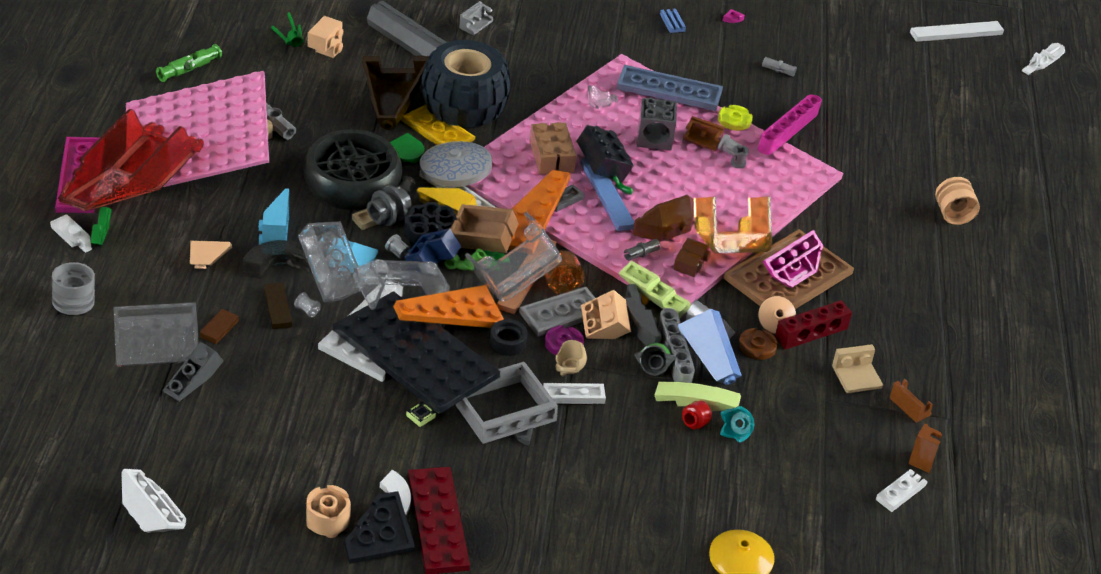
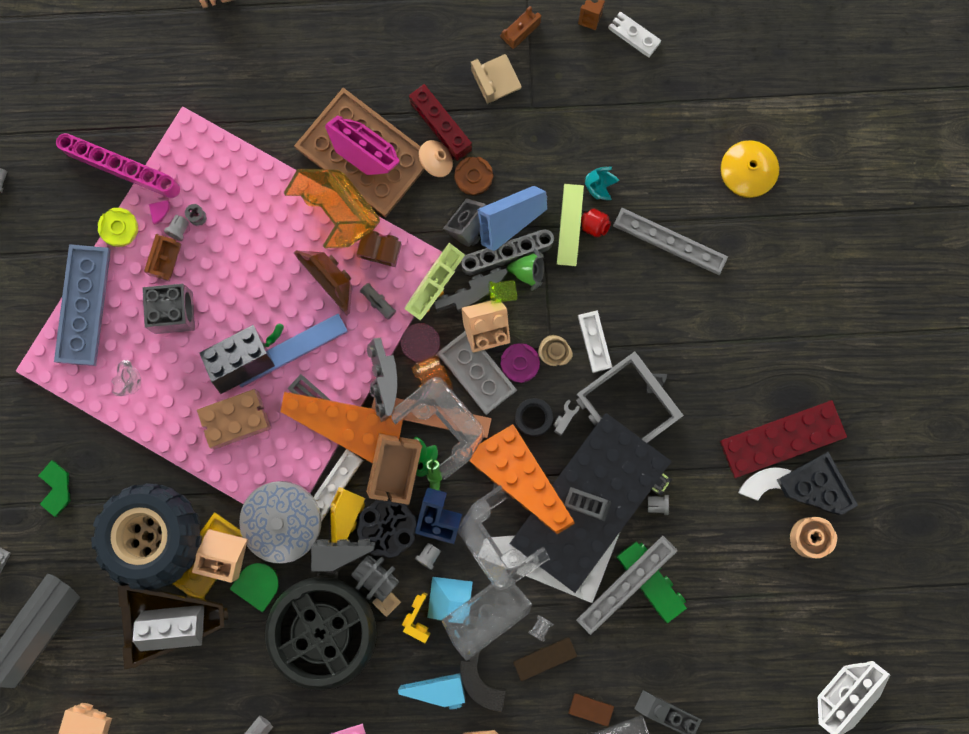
camera: 95 degrees left, 40 degrees up
(324, 385) = (656, 588): none -> green brick
(328, 359) = (626, 585): none -> light grey tile
(352, 221) = (419, 630): none -> yellow bracket
(387, 85) = (169, 628): none -> light grey slope
(398, 407) = (658, 504): none -> light grey bush
(413, 339) = (604, 509): none -> dark grey slope
(418, 180) = (330, 556): none -> dark grey slope
(436, 123) = (220, 556): none -> light nougat slope
(498, 355) = (562, 422): none -> light grey plate
(528, 62) = (59, 496): none -> green tile
(572, 239) = (385, 385): none -> slope
(599, 278) = (420, 342): none -> clear pink tile
(636, 324) = (502, 291): none -> clear neon green bracket
(668, 474) = (670, 241): none -> light grey tile
(747, 140) = (159, 211): none -> dark pink tile

